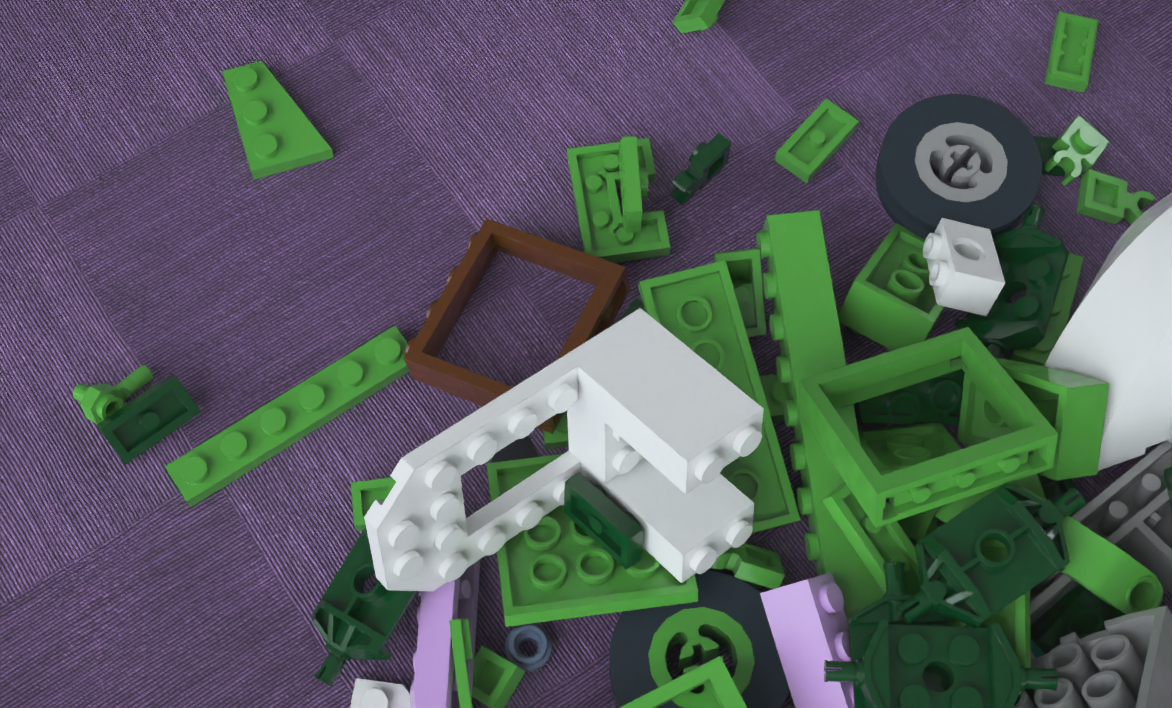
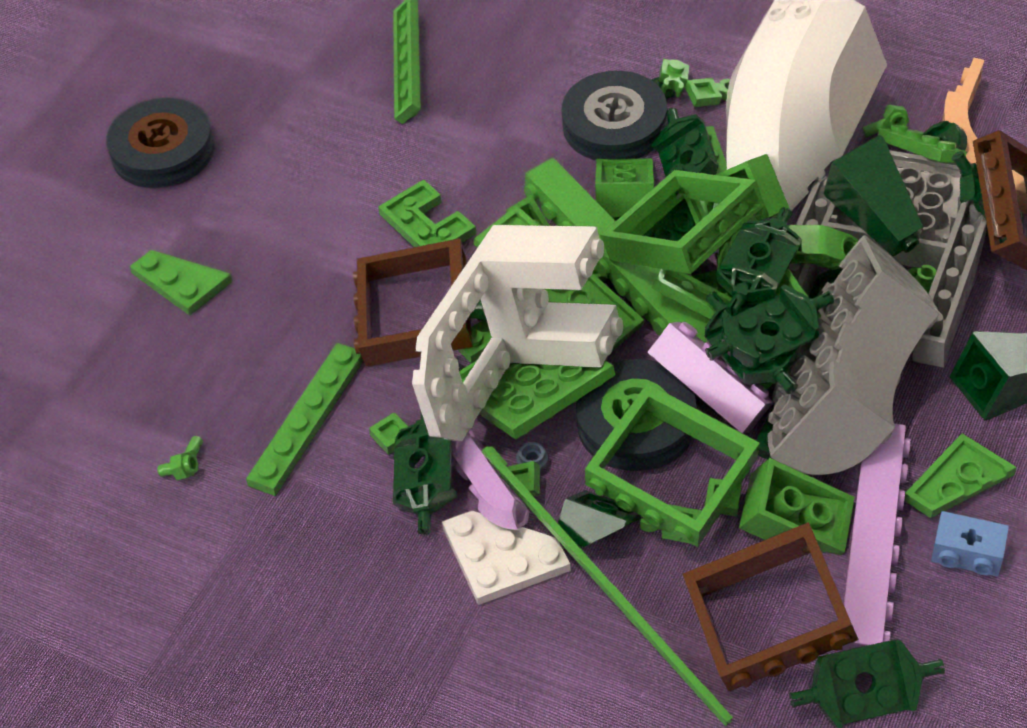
camera: 25 degrees left, 15 degrees down
(148, 418) = (218, 459): dark green plate -> none
(603, 521) = (535, 359): dark green plate -> none
(633, 184) = (432, 202): bright green plate -> none
(706, 163) = (466, 178): dark green plate -> none
(752, 565) = (629, 352): bright green plate -> none
(816, 140) = (522, 138): bright green plate -> none
(963, 266) = (650, 153): white brick -> none
(1071, 52) = (637, 31): bright green plate -> none

